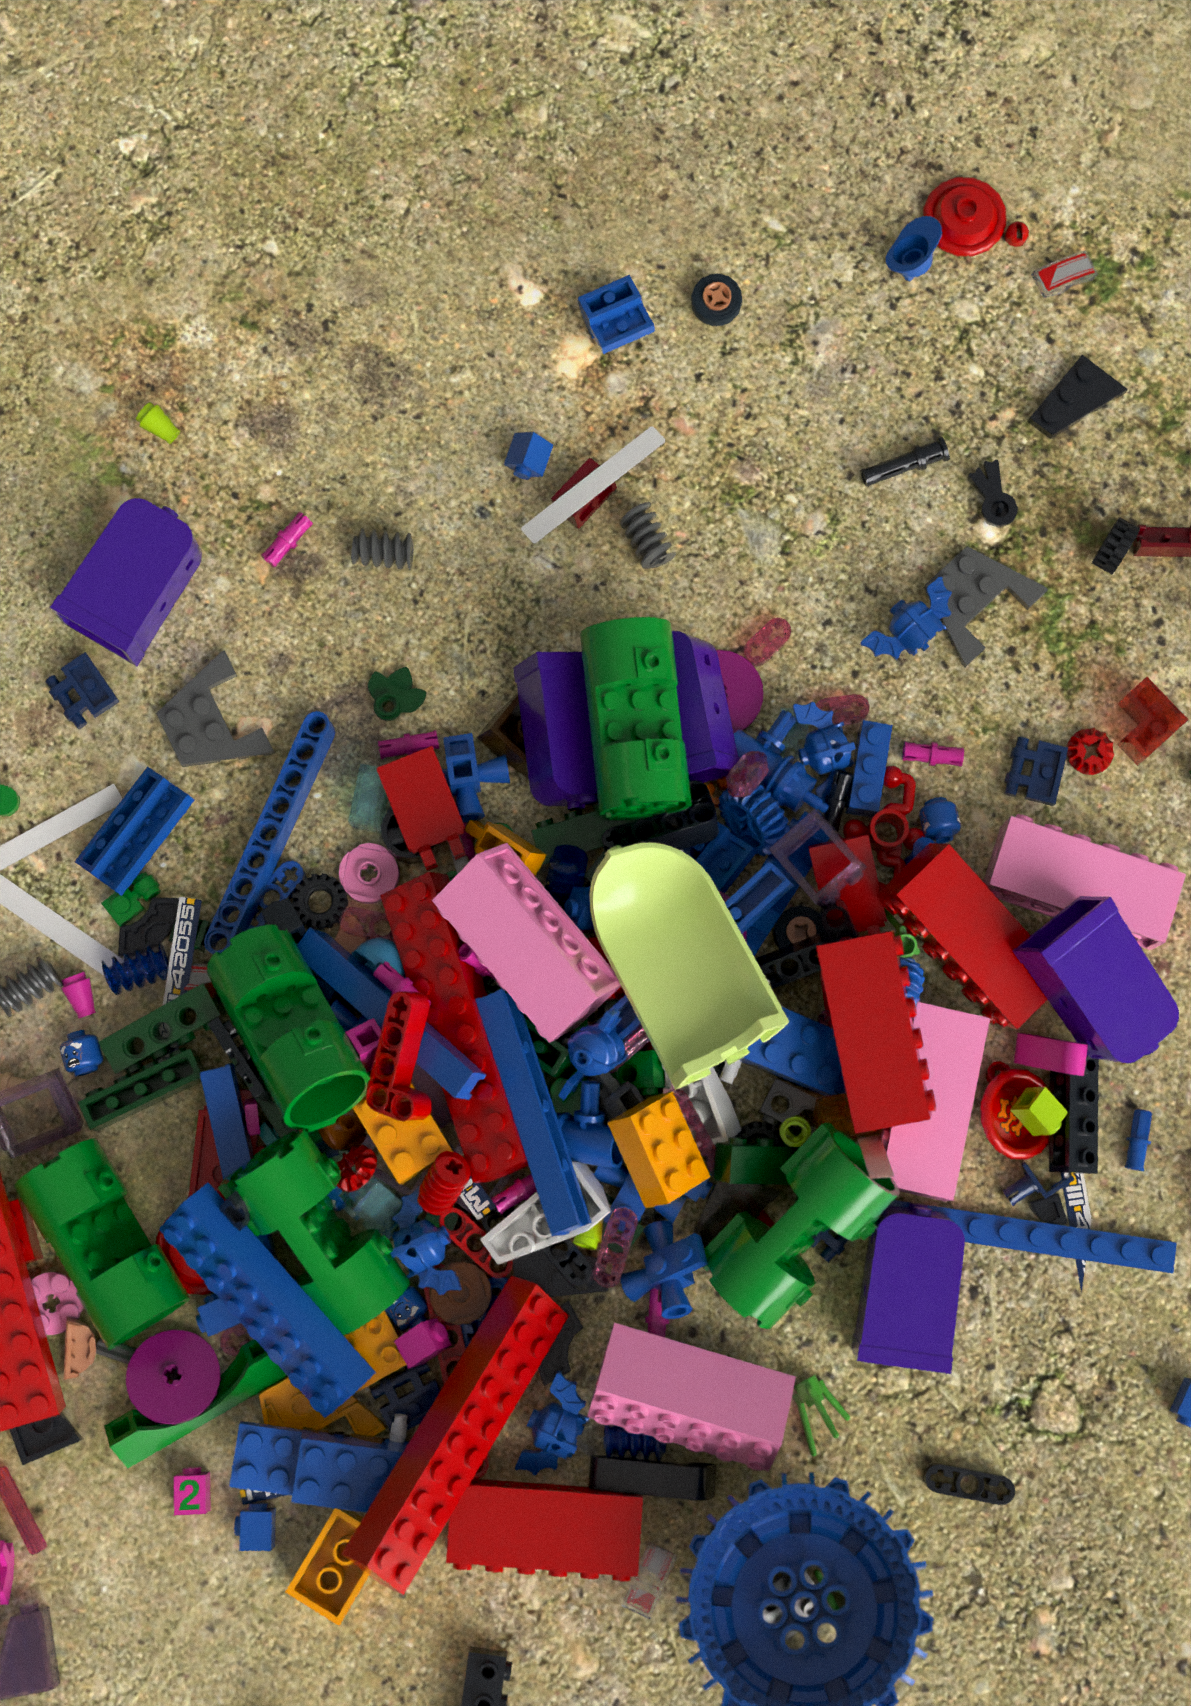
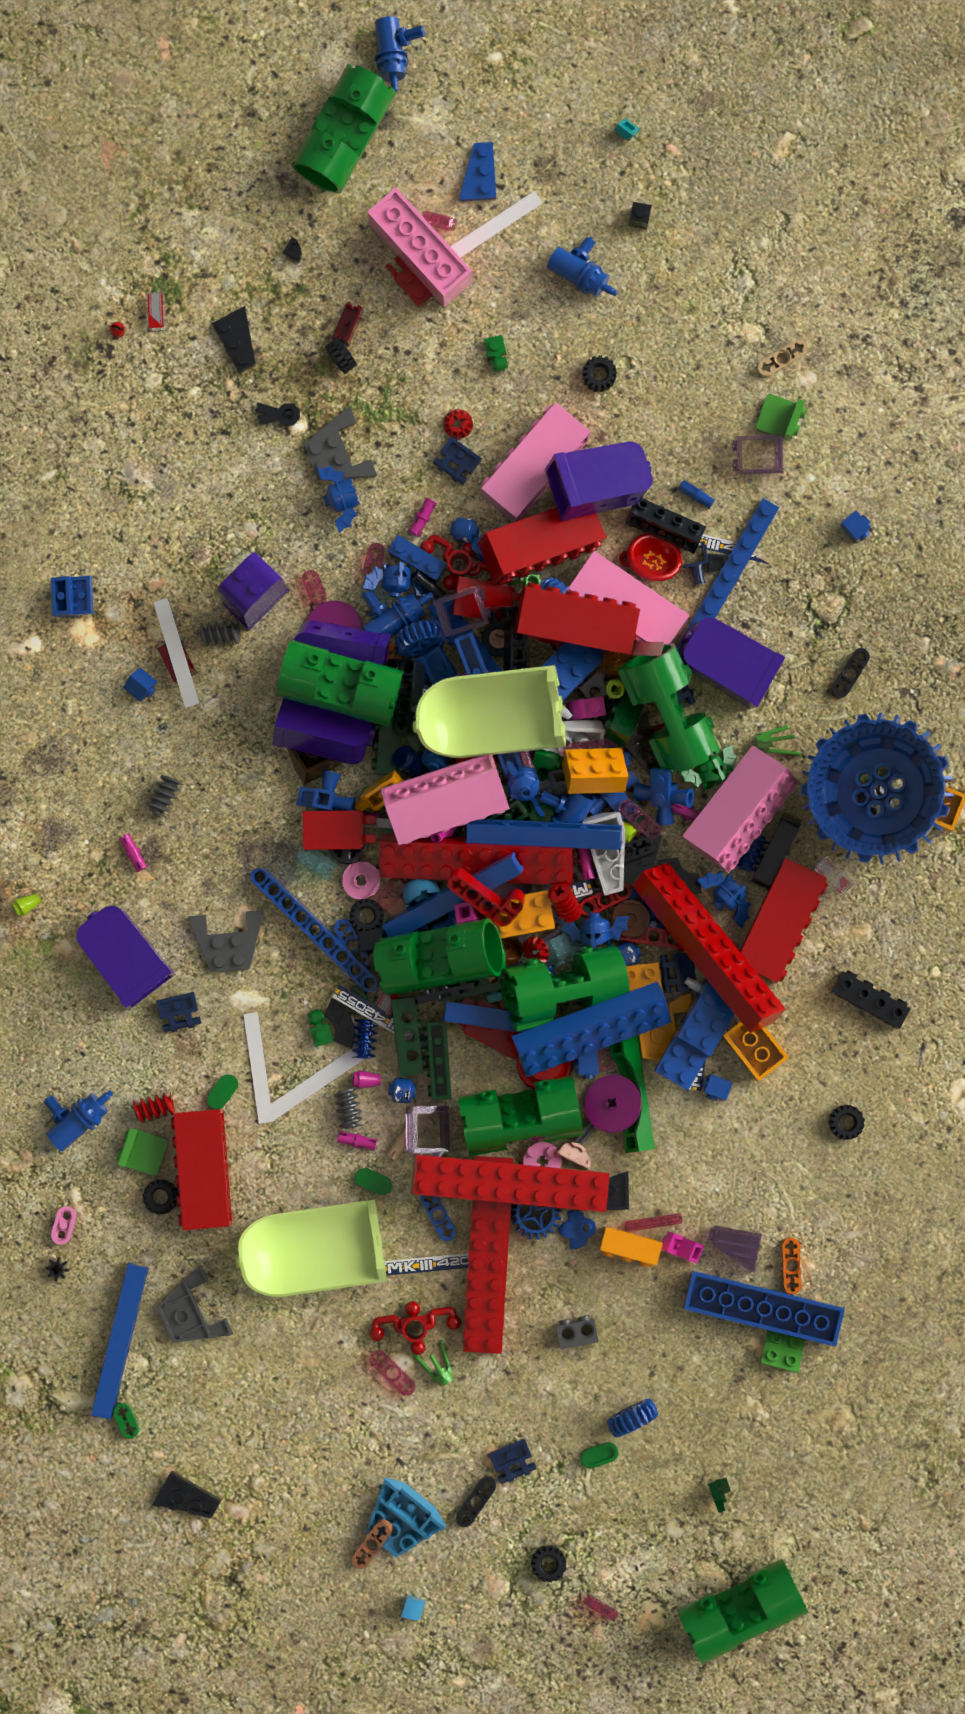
camera: 65 degrees left, 5 degrees up
(134, 831) = (280, 1010): blue brick -> none
(192, 1492) = (682, 1117): dark pink brick -> none
(236, 1211) = (535, 1025): black tile -> none
(252, 1116) = (476, 999): dark pink tile -> none
(393, 979) = (437, 885): dark pink pin -> none
(396, 690) = (255, 821): dark green plate -> none
(407, 744) = (291, 827): dark pink pin -> none
(423, 1342) = (650, 950): dark pink brick -> none
(716, 288) = (81, 525): black wheel -> none
(724, 546) = (252, 590): none -> dark purple piece
(733, 1330) = (711, 771): none -> green helmet
(747, 774) = (392, 634): clear pink beam -> none
(750, 1102) = (587, 708): none -> dark pink brick
(914, 247) = (103, 396): blue piece -> none
(918, 458) = (236, 449): black pin -> none
(969, 215) = (93, 356): red piece -> none
(1039, 1111) = (658, 544): lime brick -> none
(1050, 1054) = (627, 524): dark pink beam -> none
(1155, 718) = (454, 377): clear red brick -> none

